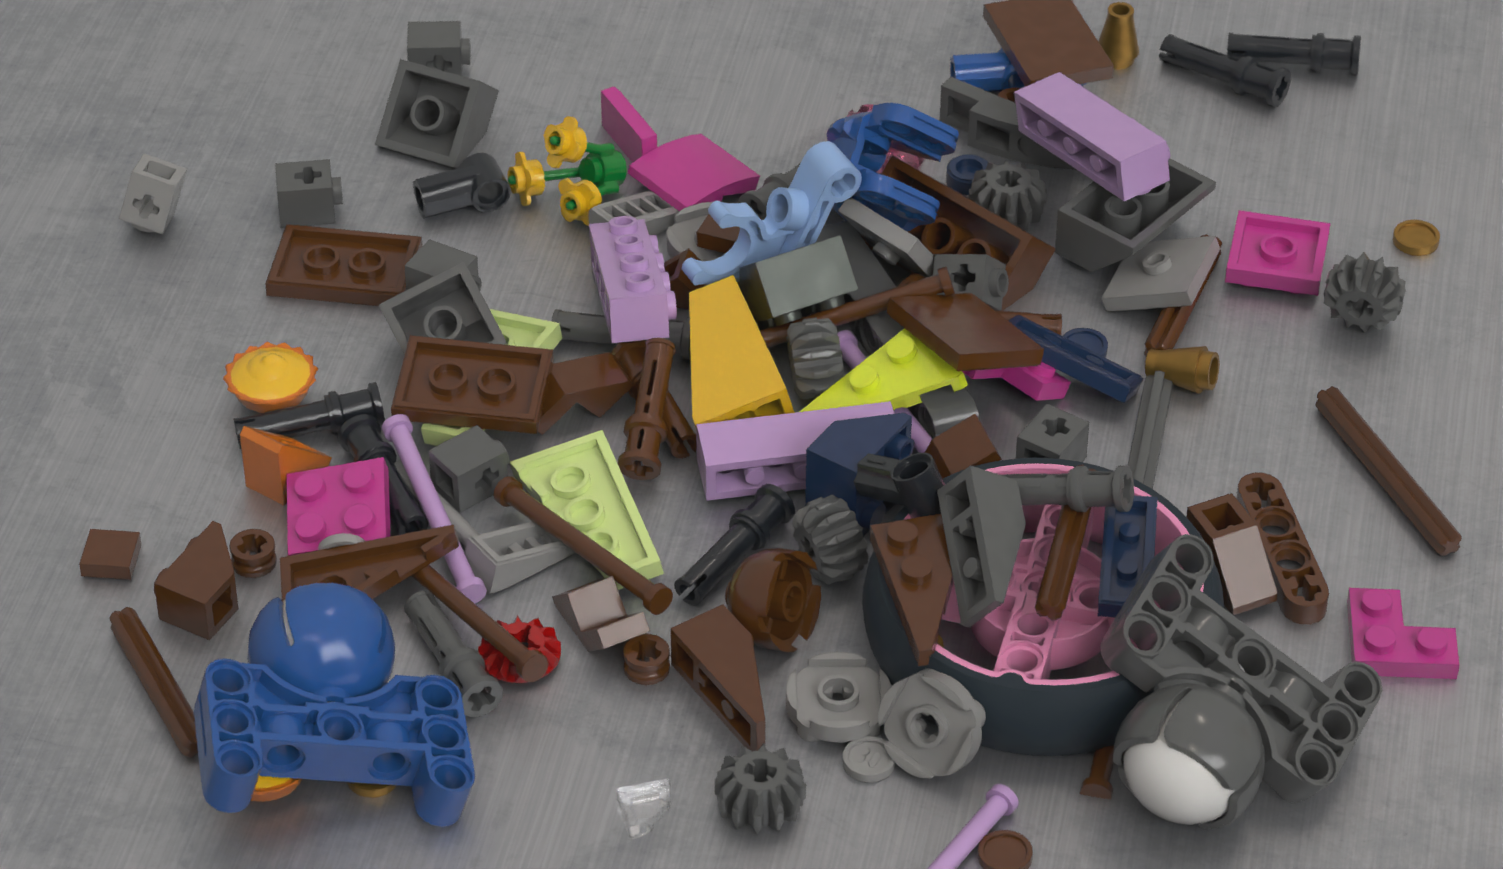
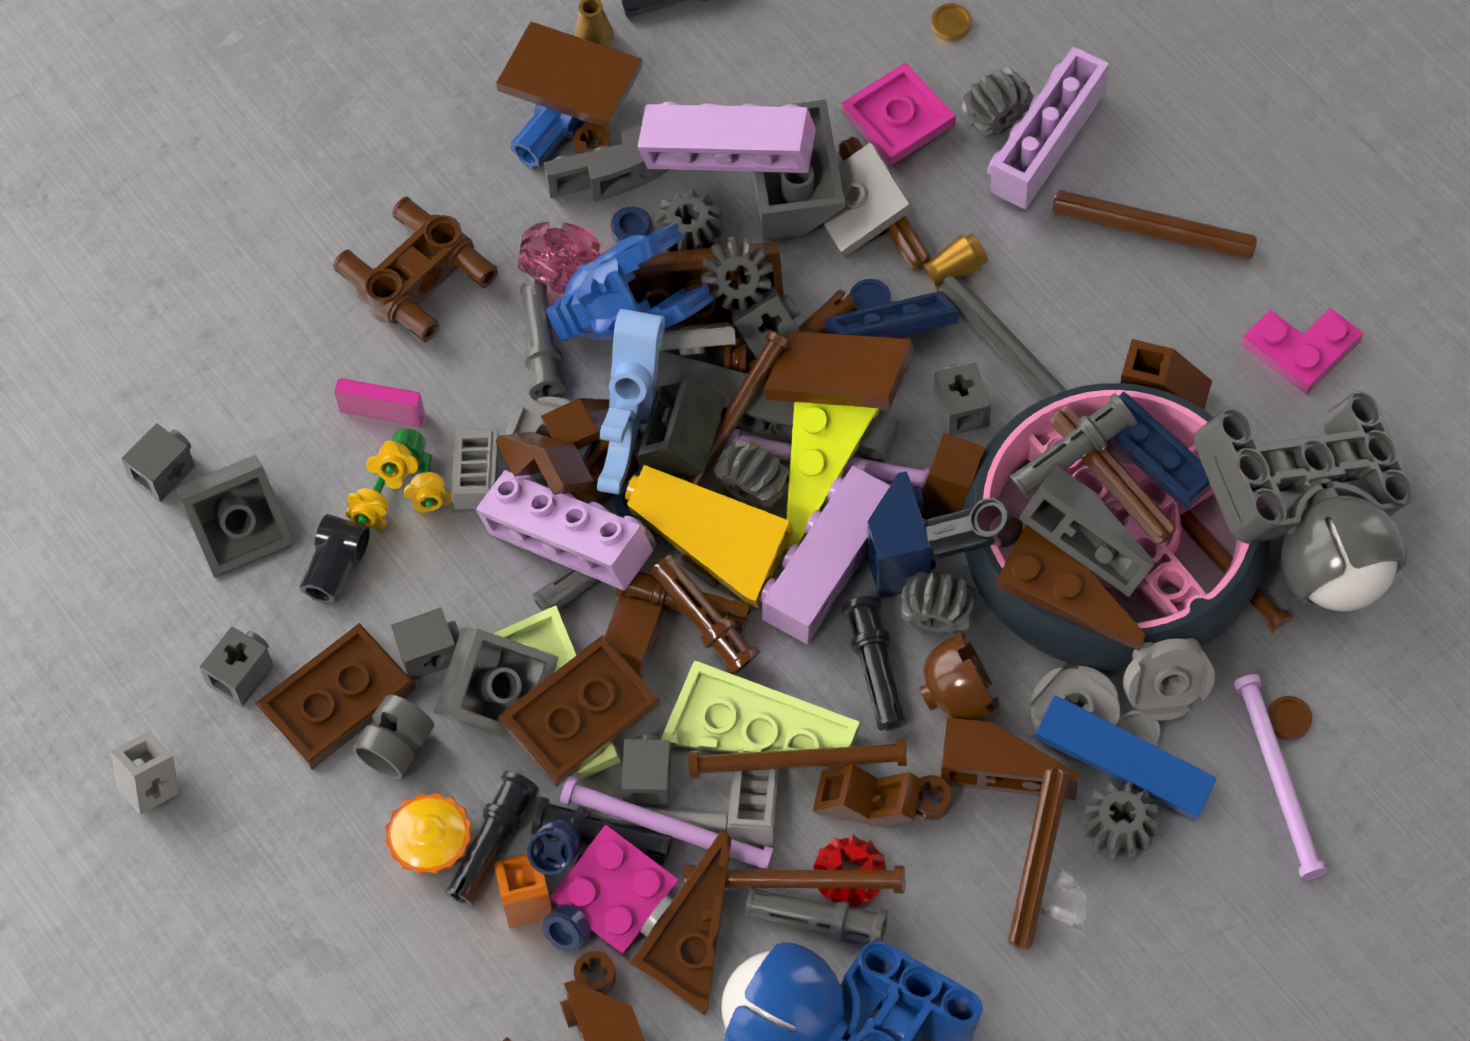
camera: 45 degrees left, 20 degrees up
(272, 505) = (566, 928): none -> dark blue tile
(329, 440) = (547, 853): none -> dark blue wheel
(336, 306) = (390, 741): none -> dark grey wheel
(655, 748) = (1038, 858): none -> reddish brown axle
(672, 227) = (555, 459): none -> reddish brown slope
(692, 172) = (466, 397): dark pink slope -> none
(772, 79) = (415, 269): none -> reddish brown piece
(823, 750) = (1124, 757): none -> blue tile
(982, 203) = (744, 285): none -> dark grey gear
(1287, 546) = (1171, 336): reddish brown beam -> none
(1369, 342) = (1048, 127): none -> lavender brick

